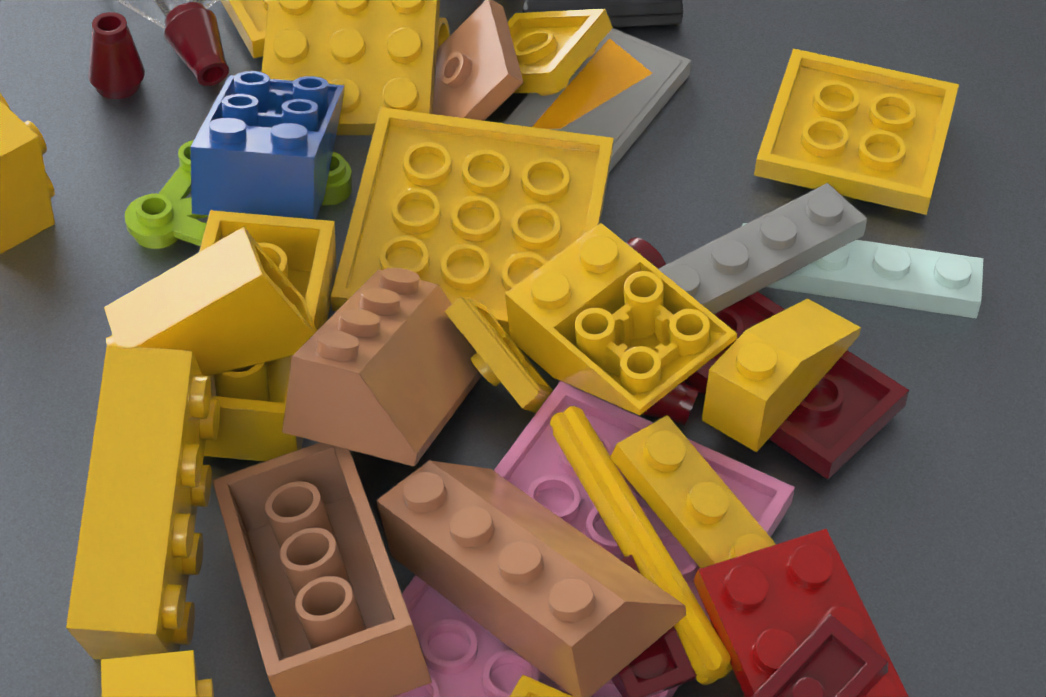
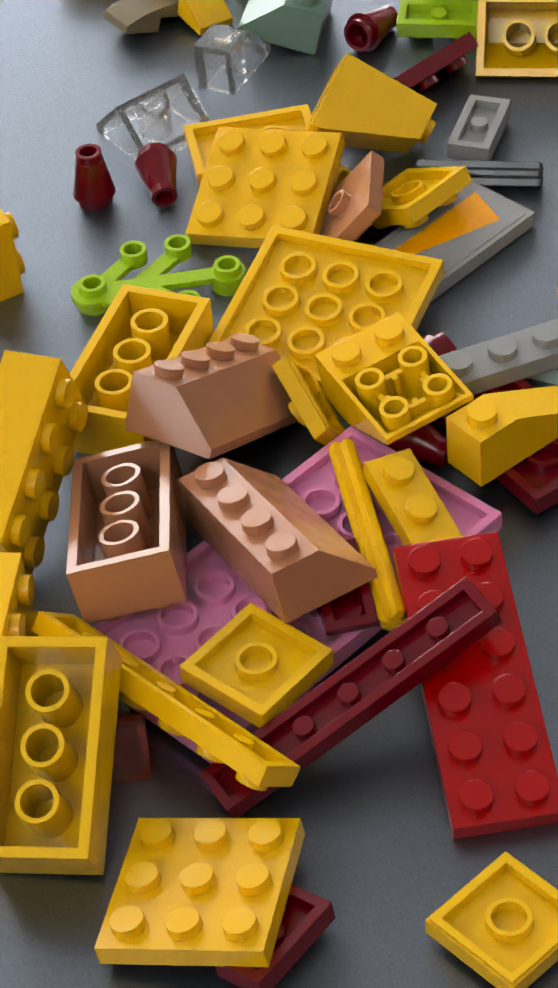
camera: 20 degrees right, 5 degrees down
(220, 304) = (100, 341): yellow slope -> none
(266, 146) = (180, 245): blue slope -> none

